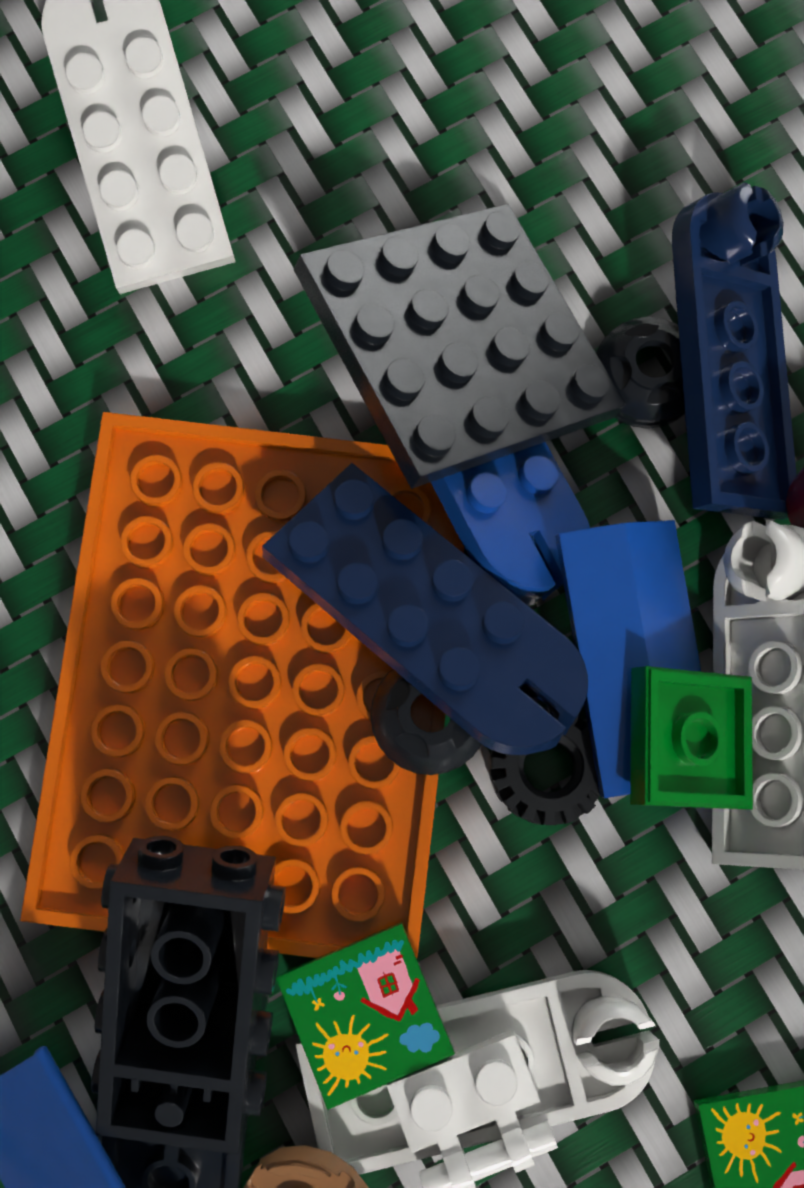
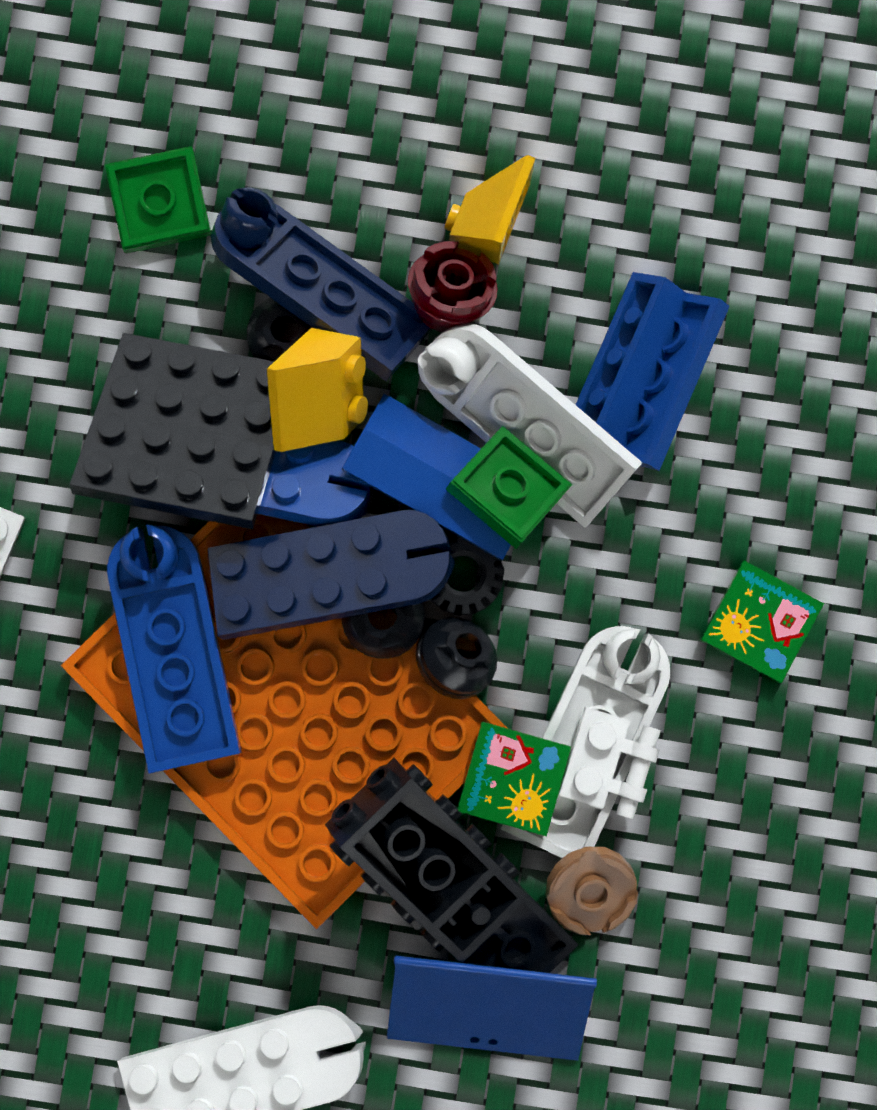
camera: 55 degrees left, 5 degrees up
(207, 512) = (171, 650): none -> blue plate
(429, 833) = (444, 666): none -> black piece
(620, 438) = (317, 390): none -> yellow slope
(674, 134) = (158, 199): none -> green tile

